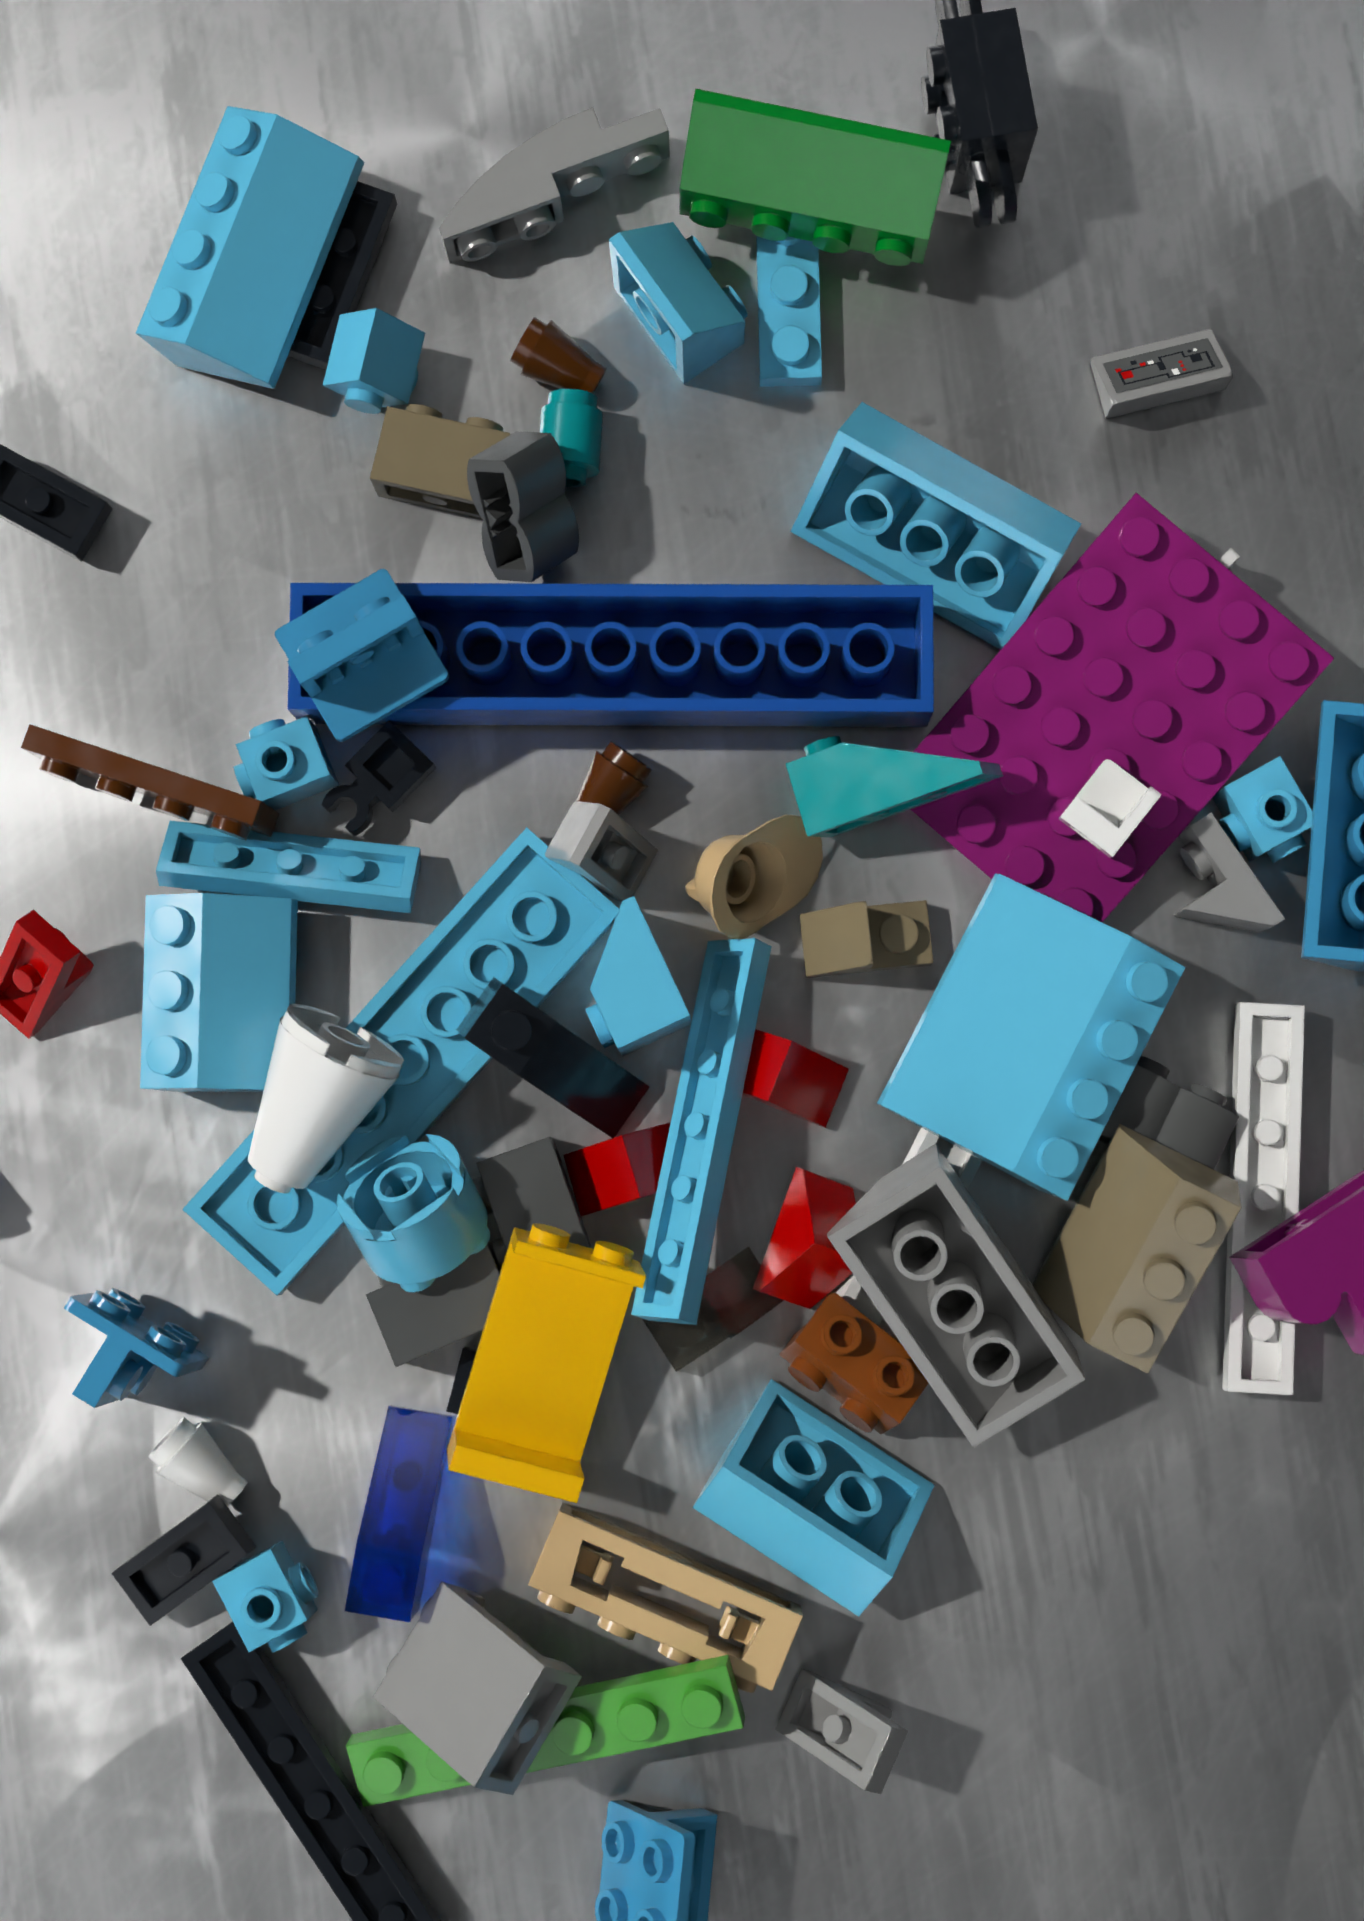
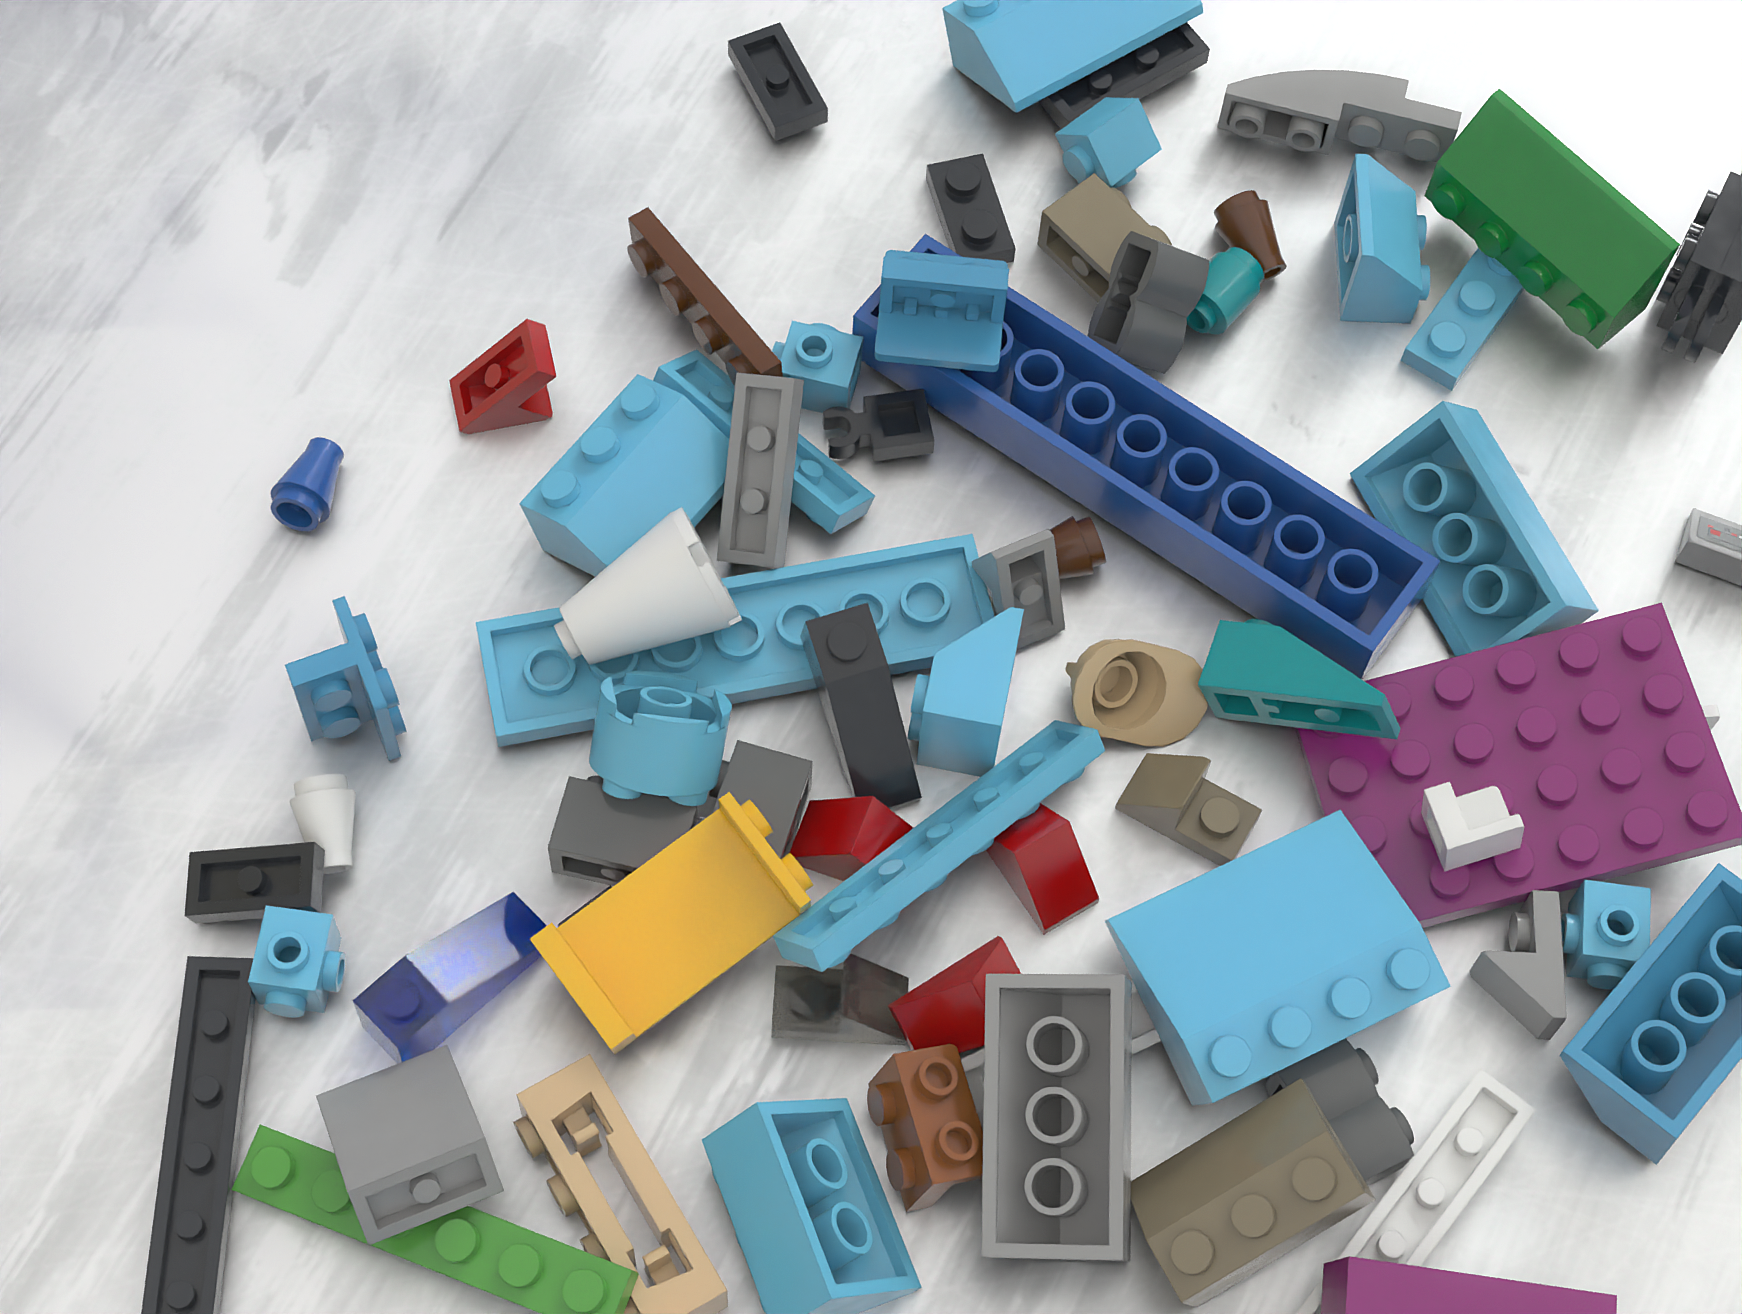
camera: 25 degrees right, 20 degrees down
(301, 510) = (970, 209): none -> black plate
(315, 908) = (760, 470): none -> light grey plate

